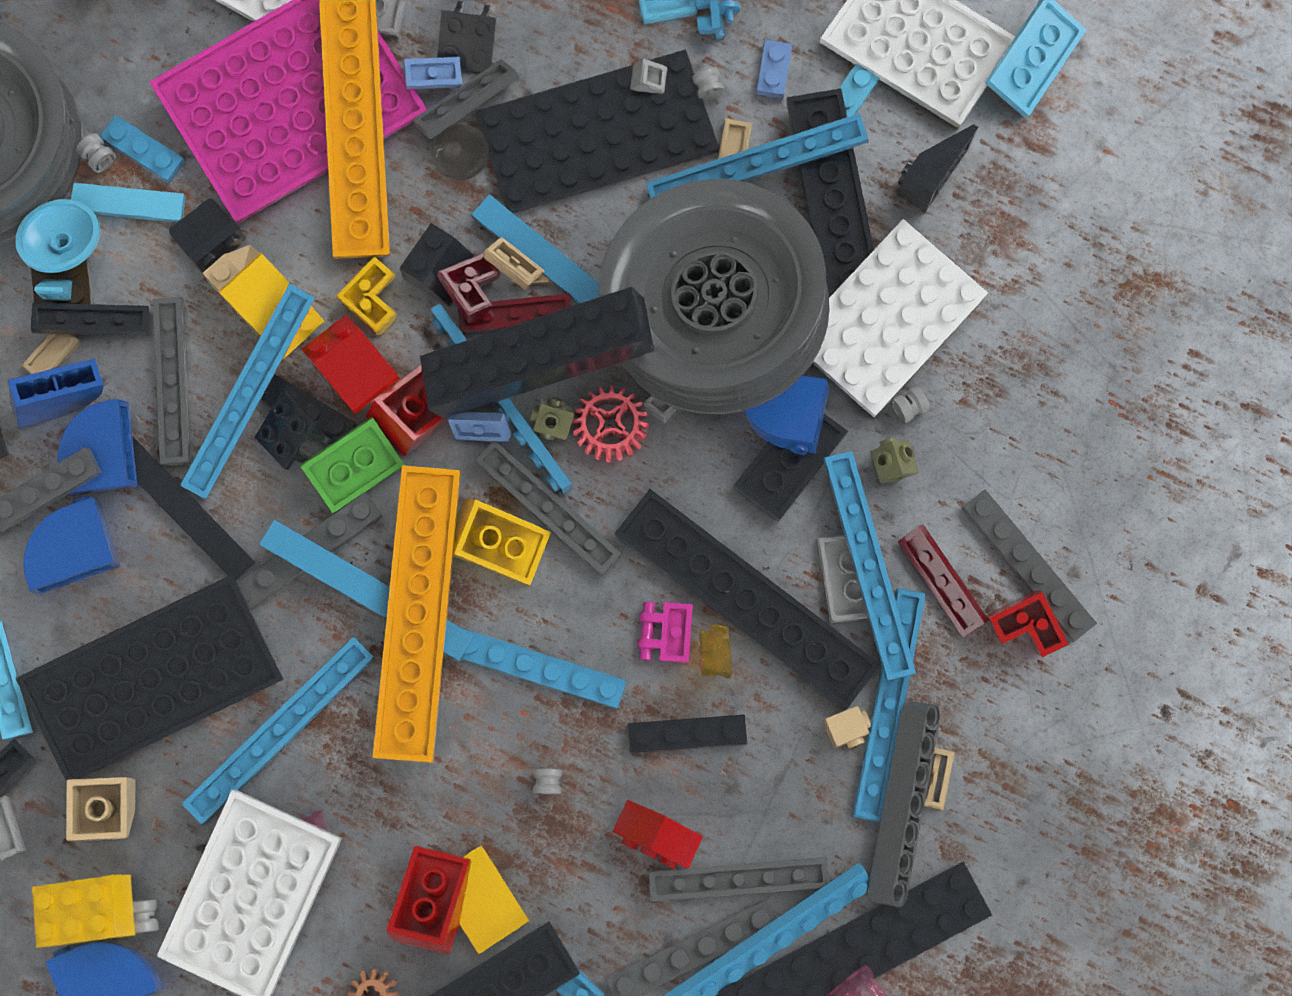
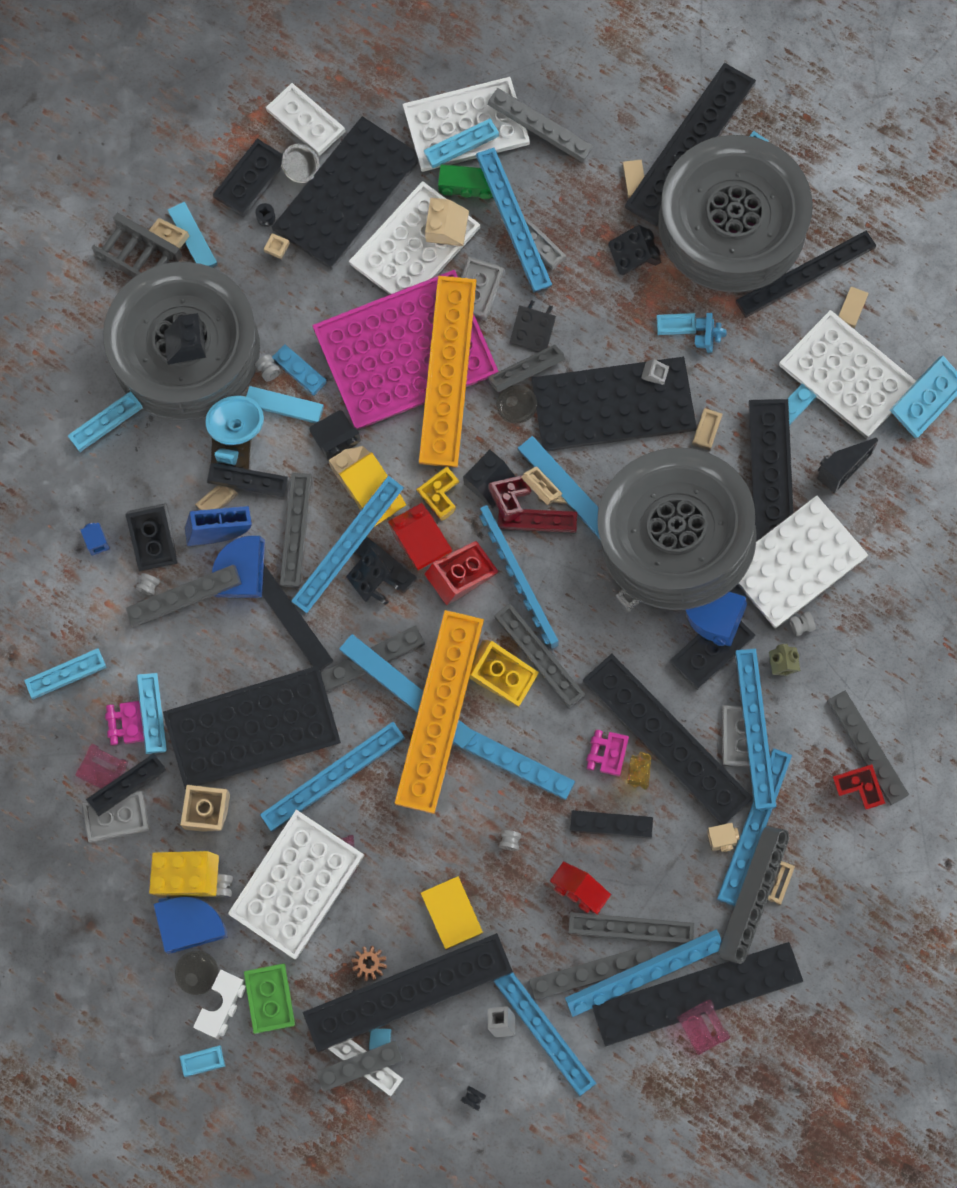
camera: 15 degrees right, 5 degrees down
(69, 547) = (210, 631): blue brick -> none
(352, 465) = (410, 605): bright green plate -> none
(430, 900) = (418, 906): red slope -> none
(432, 73) = (506, 347): medium blue plate -> none
(480, 426) = (501, 592): medium blue plate -> none
(537, 353) = (548, 547): black brick -> none
(556, 427) = (552, 601): olive brick -> none
(617, 414) = (602, 593): coral gear -> none
(708, 83) = (696, 382): light grey wheel -> none
(773, 155) = (733, 438): dark azure plate -> none
(774, 69) = (744, 379): medium blue plate -> none
(943, 580) = (805, 747): plate -> none

